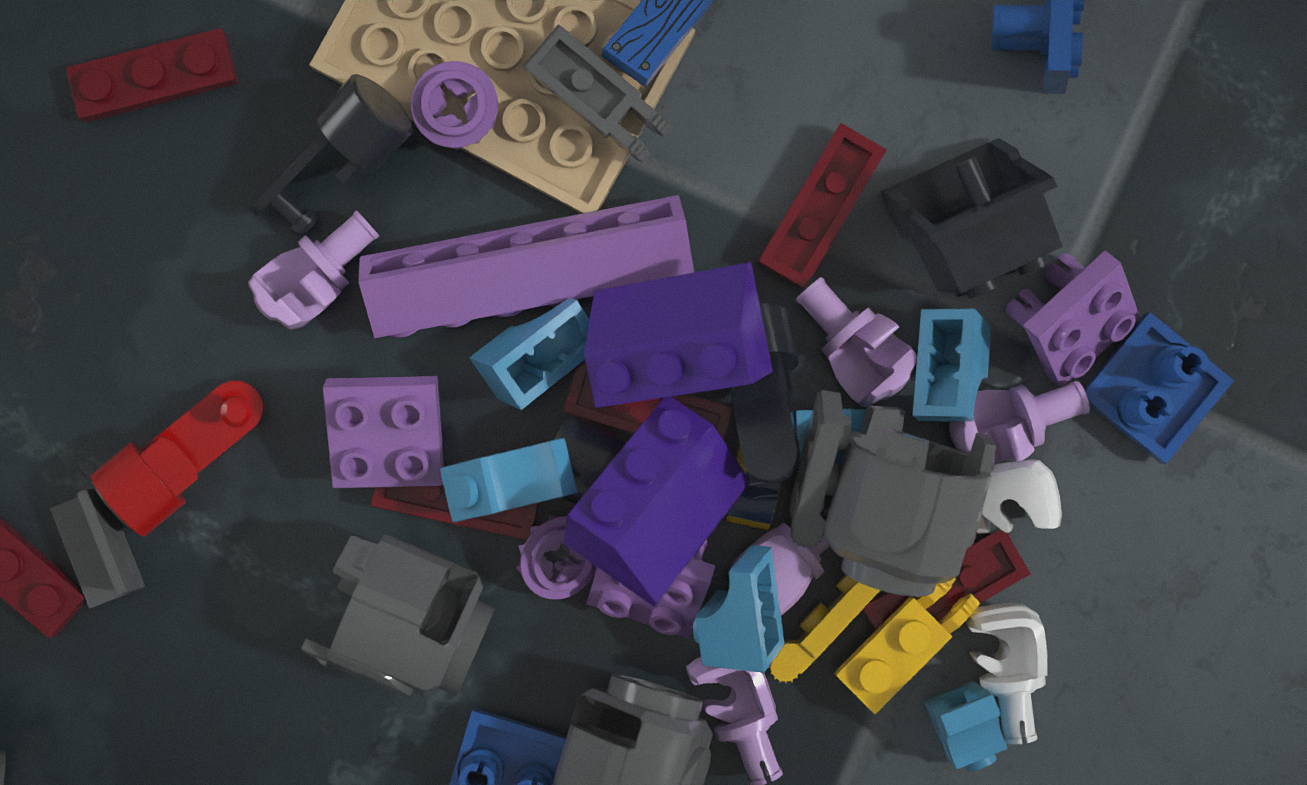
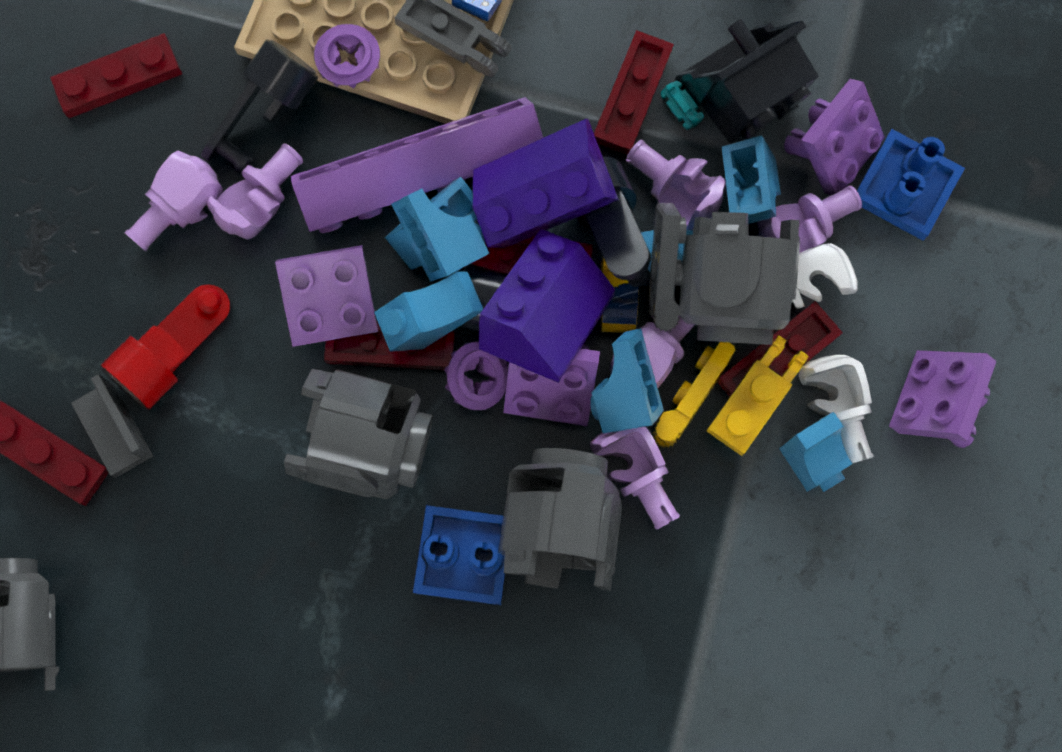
camera: 10 degrees left, 10 degrees down
(211, 262) = (176, 197): none -> lavender piece
(538, 395) = (439, 239): none -> dark azure arch
(883, 232) = (682, 105): none -> teal piece
(1139, 678) = (943, 395): none -> medium lavender plate

